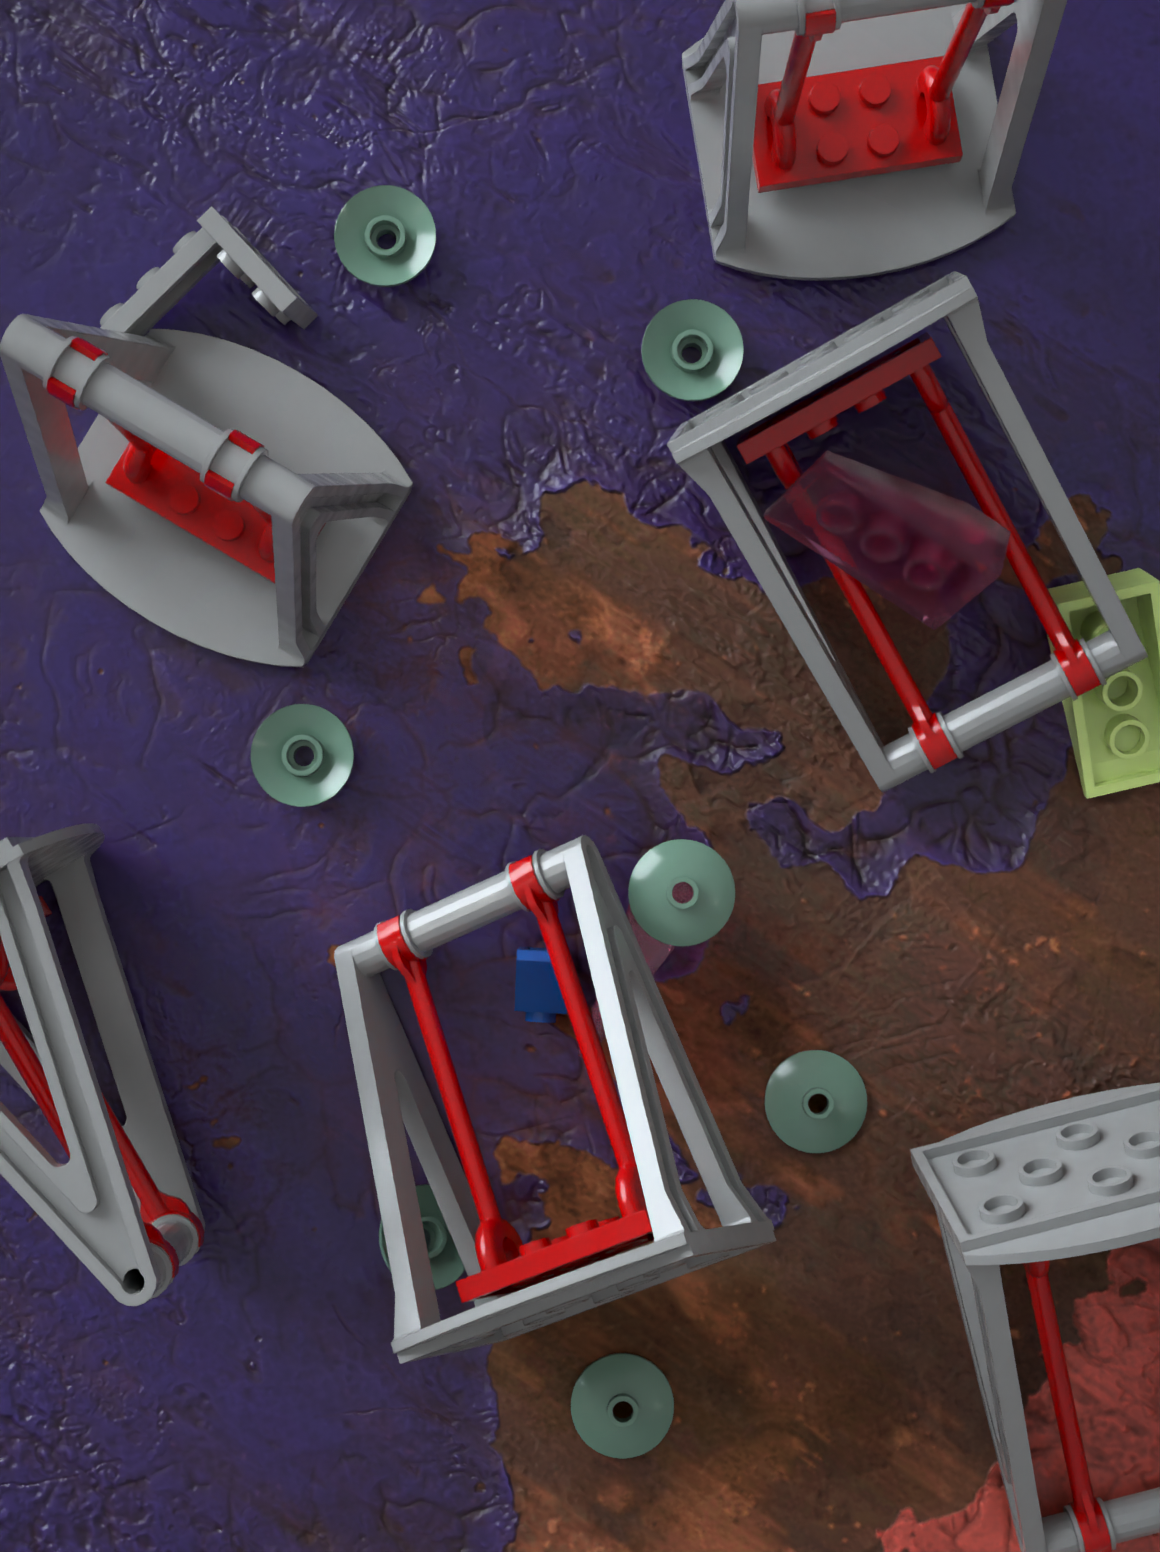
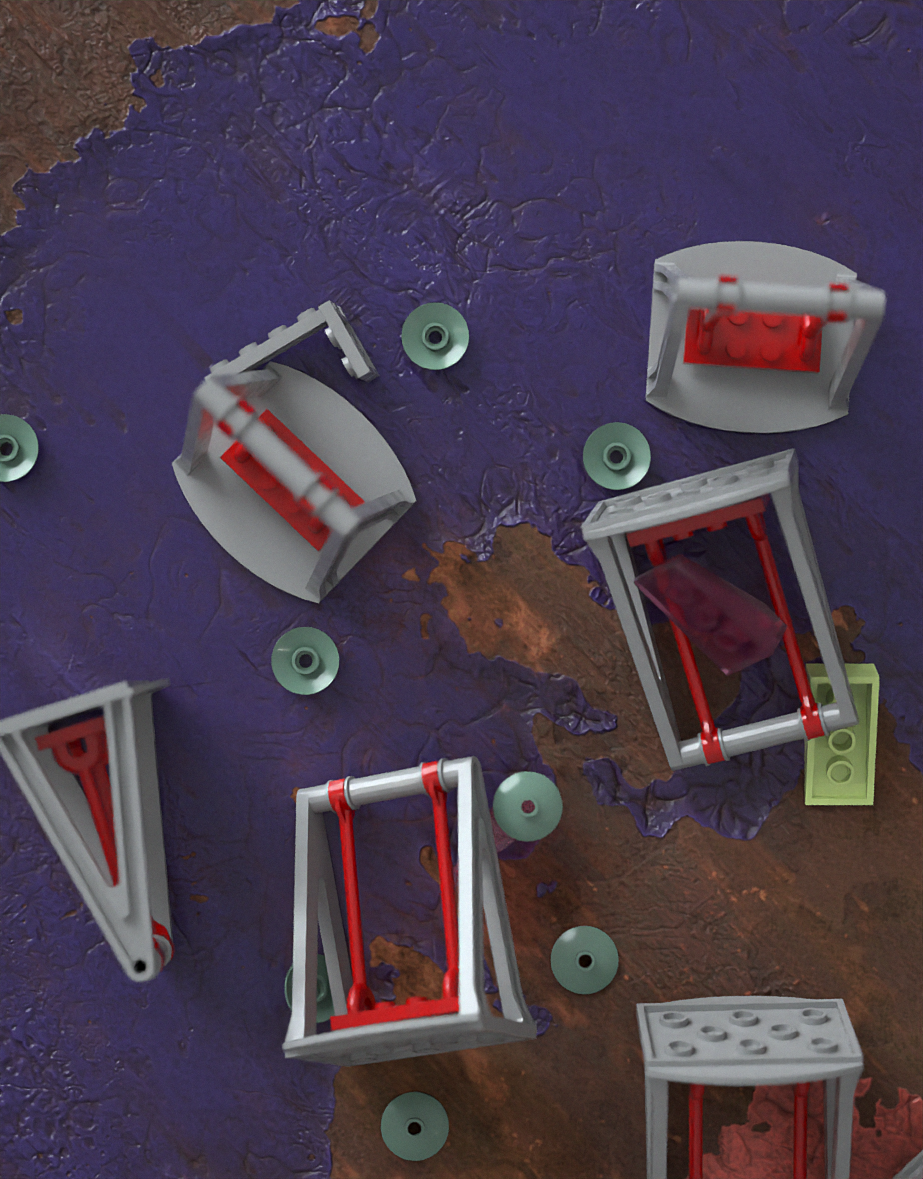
camera: 15 degrees right, 0 degrees up
(537, 986) = (422, 844): blue slope -> none

